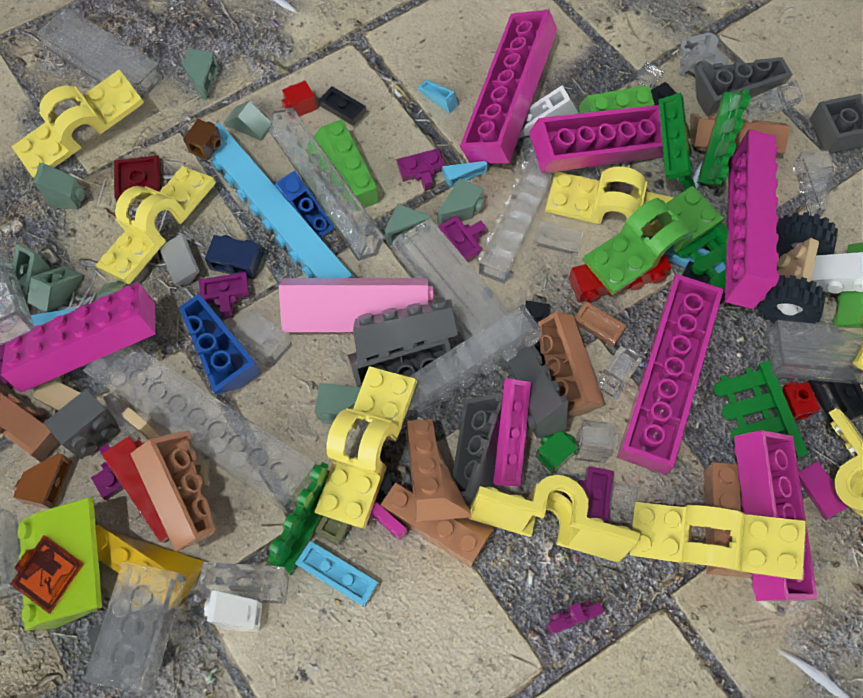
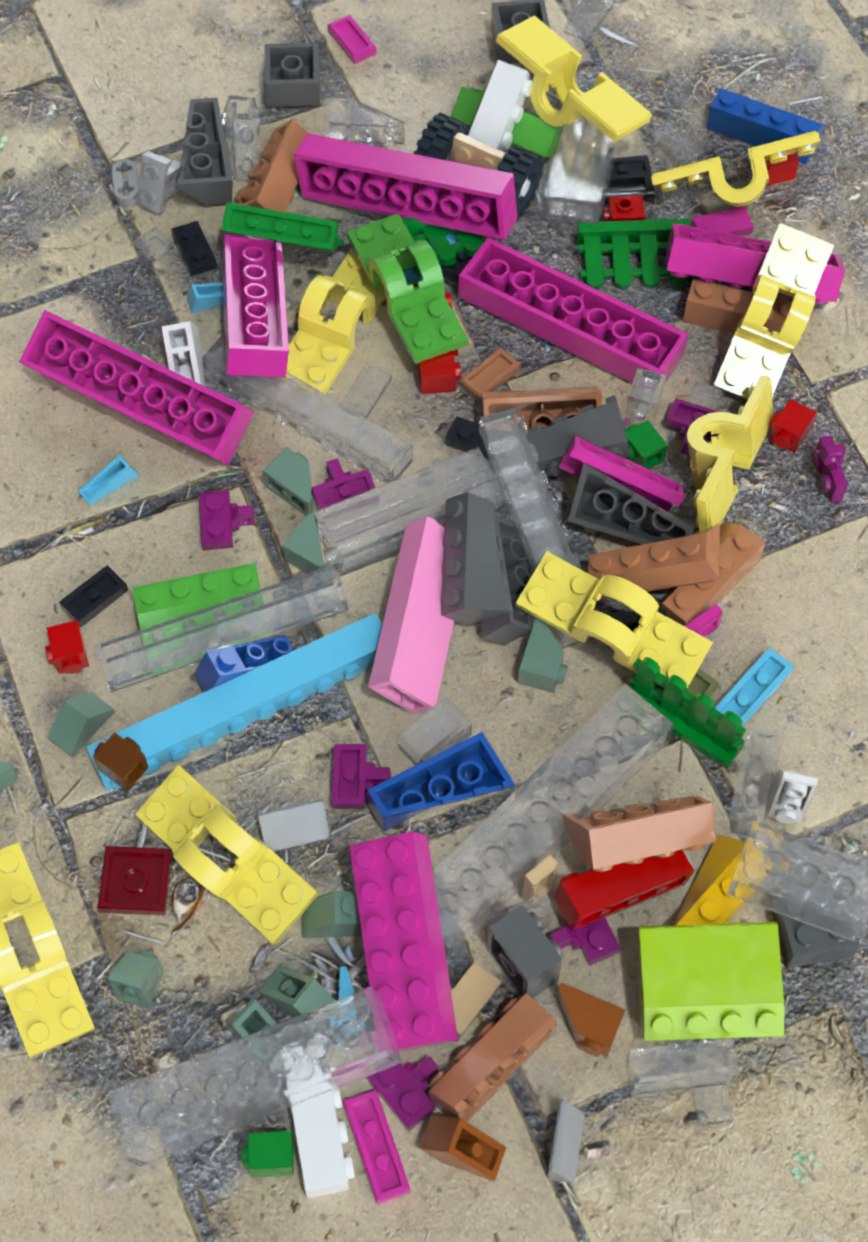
camera: 80 degrees left, 5 degrees down
(45, 573) = (726, 987): clear red piece -> none
(233, 256) = (305, 757): dark blue brick -> none
(463, 171) = (244, 482): medium azure piece -> none
(611, 577) = (791, 425): none -> red brick
(617, 99) = (207, 280): bright green brick -> none
(619, 372) = (566, 359): clear brick -> none
(722, 138) = (286, 186): green fence -> none

